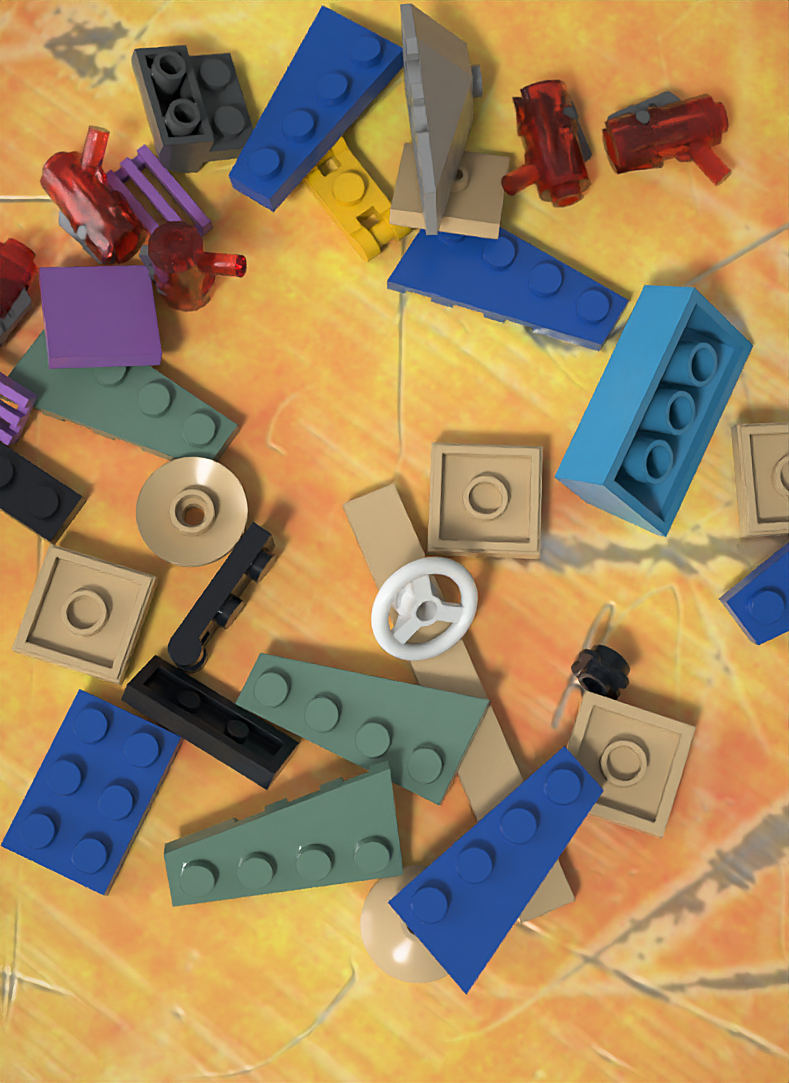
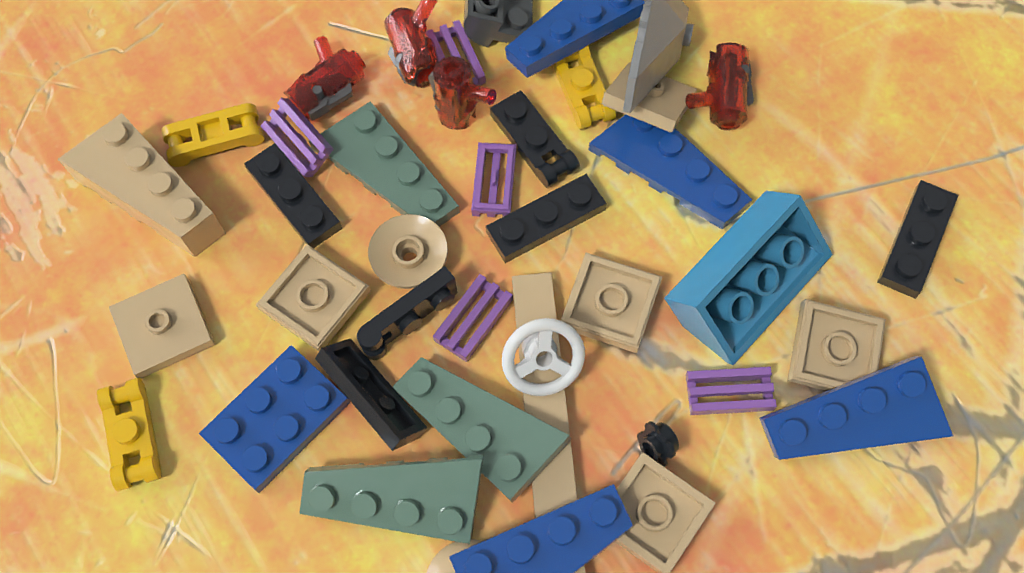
camera: 20 degrees right, 10 degrees down
(99, 316) = (391, 112): medium lavender tile -> none
(282, 414) = (491, 207): none -> medium lavender tile
(309, 295) = (533, 138): none -> black plate
(322, 531) = (491, 291): none -> medium lavender tile
(361, 406) = (545, 218): none -> black plate
(665, 130) = (810, 98): clear red piece -> none
(716, 555) = (765, 388): none -> medium lavender tile

